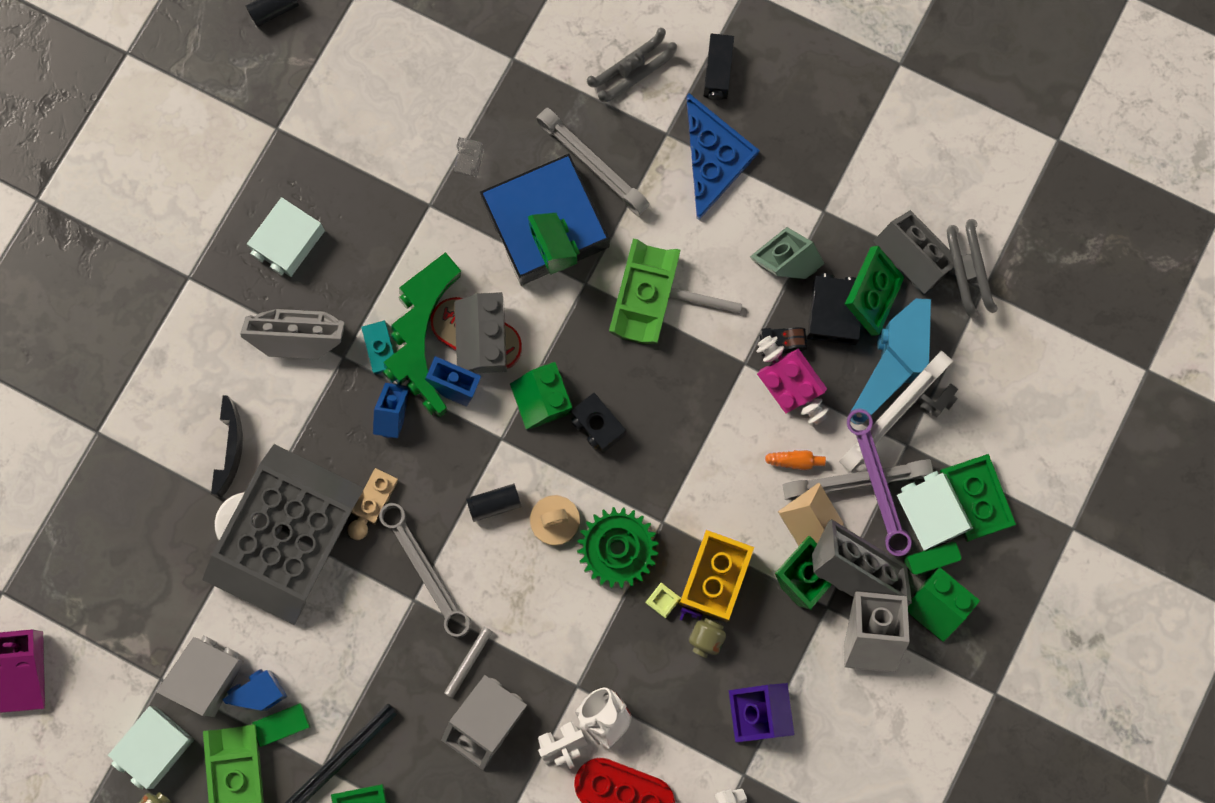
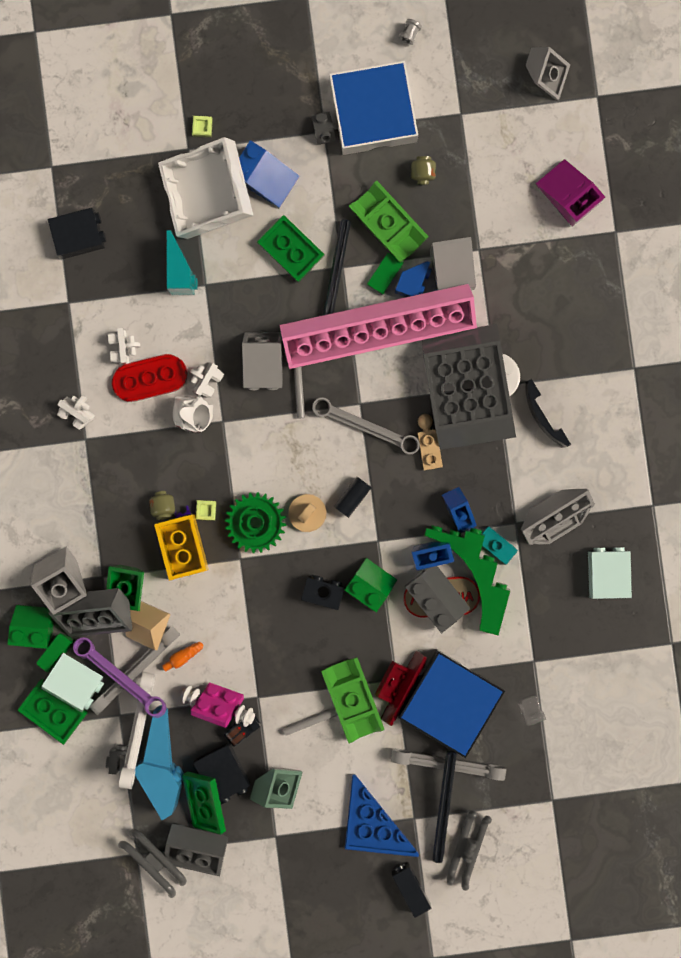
camera: 145 degrees right, 10 degrees up
(150, 748) = (453, 205): light aqua brick -> none
(330, 667) = (379, 326): none -> bright pink brick
(552, 241) = (431, 689): green slope -> none
(589, 274) = (397, 685): none -> dark red bracket
(626, 122) = (444, 806): none -> black axle
(761, 712) = (98, 483): dark purple slope -> none

